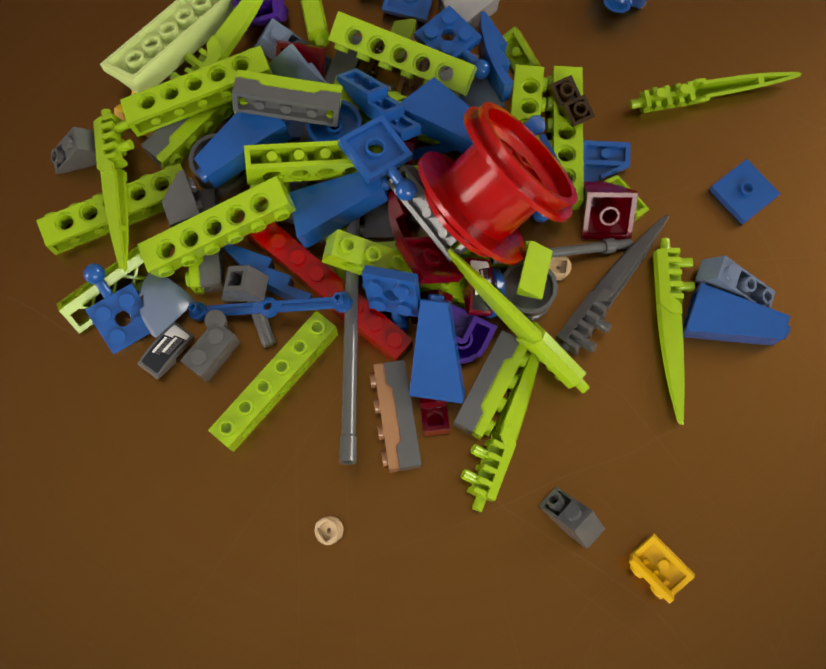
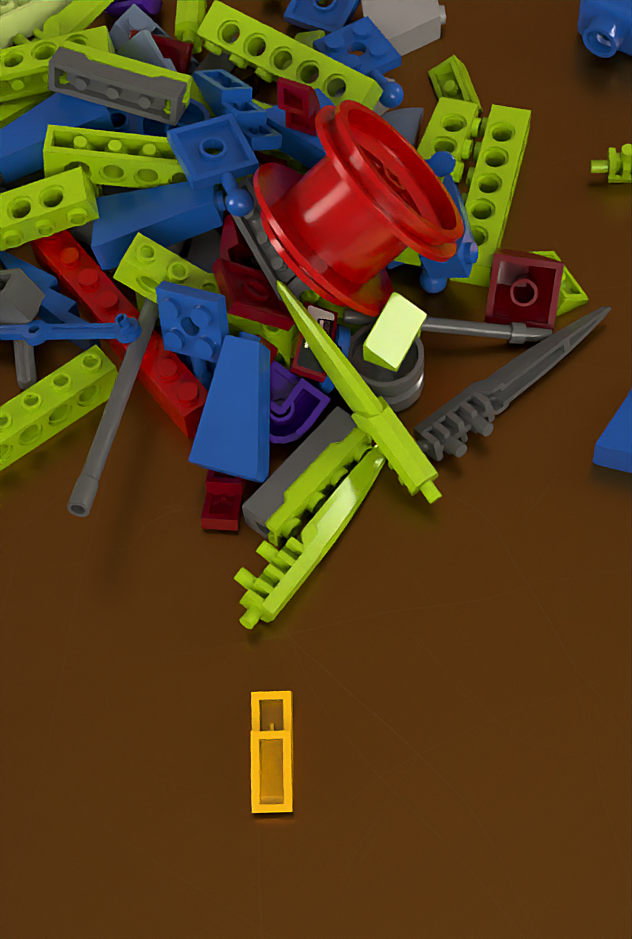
camera: 20 degrees right, 15 degrees down
(328, 530) = (41, 618): tan tile -> none
(396, 415) = (168, 496): piece -> none
(433, 103) = (299, 105): none -> dark red slope
(493, 51) = (416, 85): blue slope -> none
(517, 600) = (272, 751): none -> yellow slope
(560, 267) = (440, 349): tan tile -> none
(570, 102) = (502, 146): dark brown slope -> none
(572, 517) = (378, 658): dark grey slope -> none
(604, 159) = (537, 226): blue wing -> none
(660, 568) = (486, 745): yellow bracket -> none
(669, 317) = (585, 407): lime piece -> none

